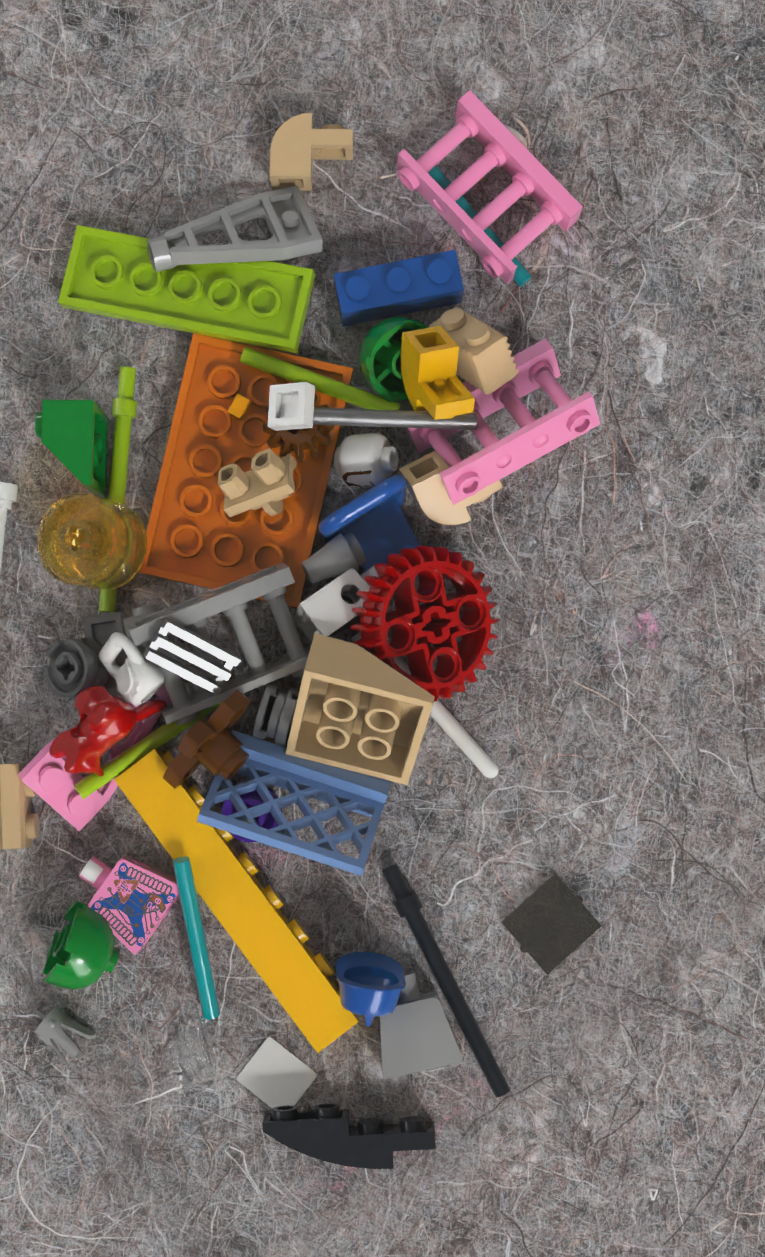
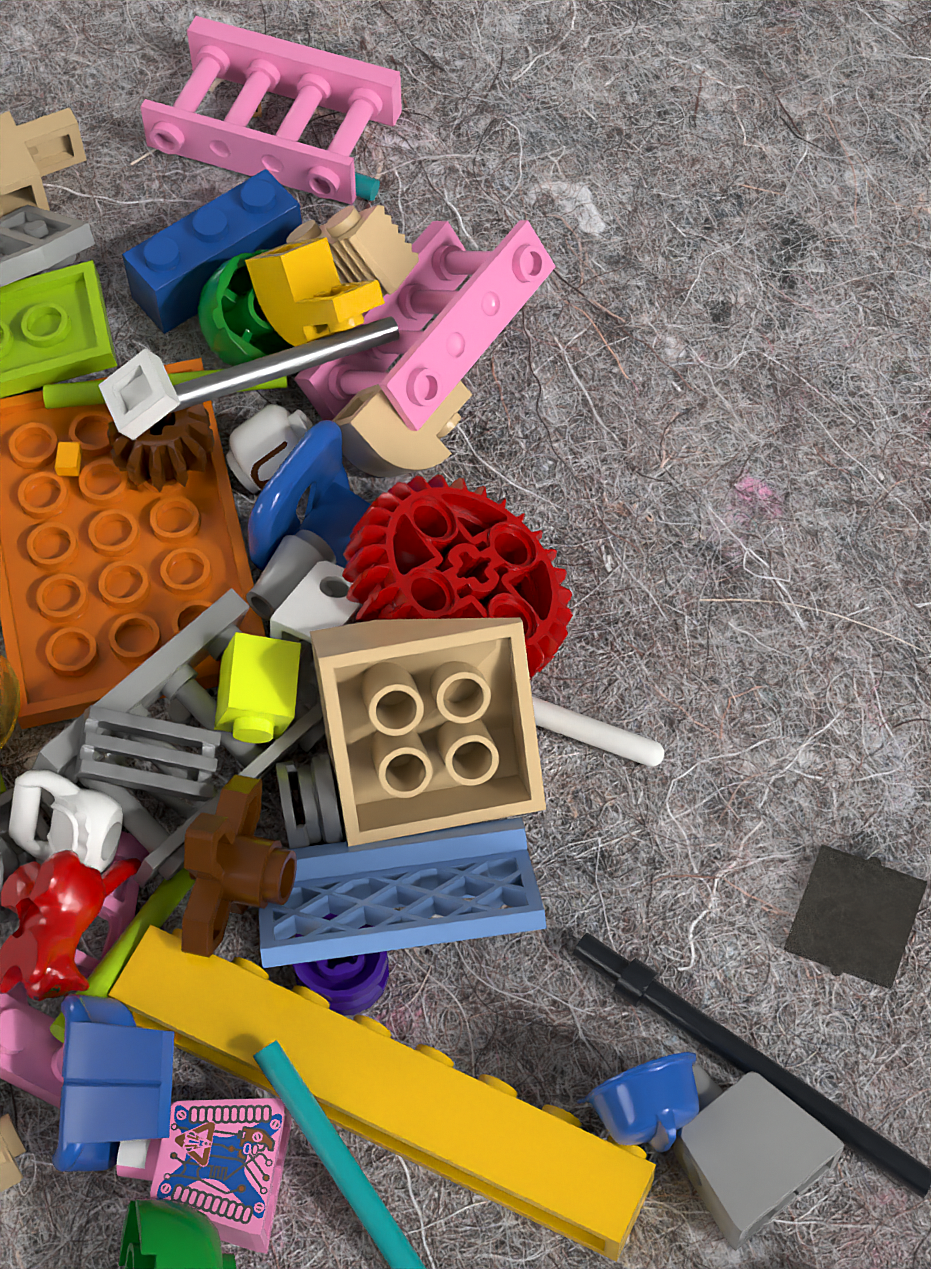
camera: 25 degrees left, 25 degrees down
(89, 847) = (112, 1085): none -> blue piece
(260, 487) = (148, 521): tan hips -> none
(274, 641) = (257, 687): none -> neon yellow brick

